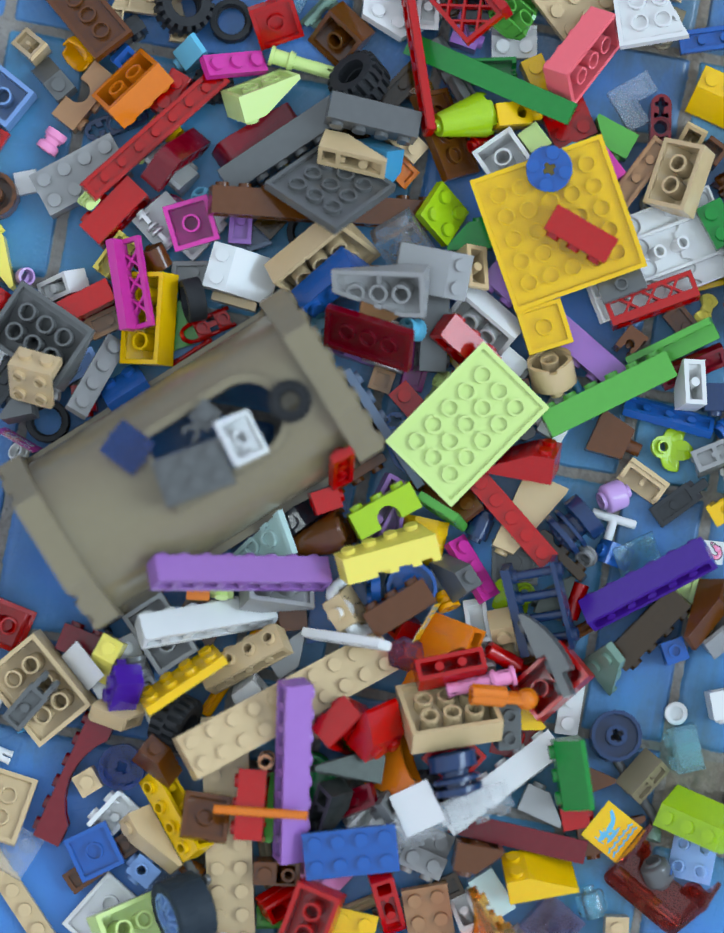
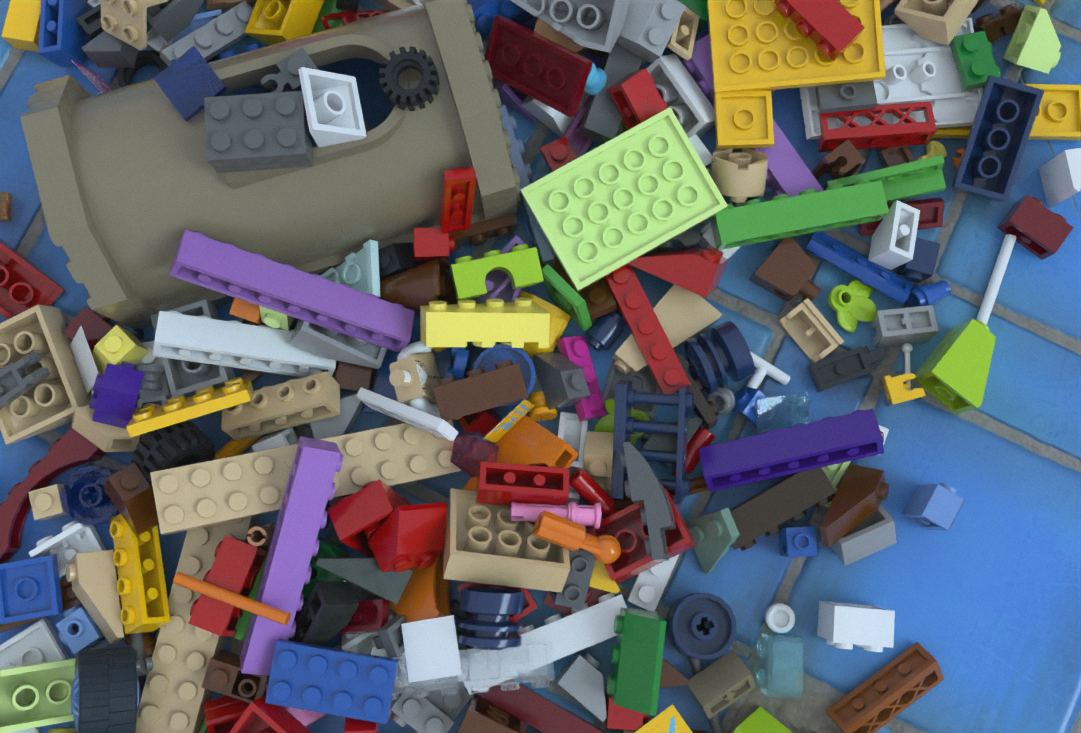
camera: 10 degrees right, 5 degrees down
(198, 819) = (154, 589): reddish brown plate -> none
(381, 380) = (538, 135): medium nougat plate -> none
(613, 496) = (771, 339): lavender head -> none

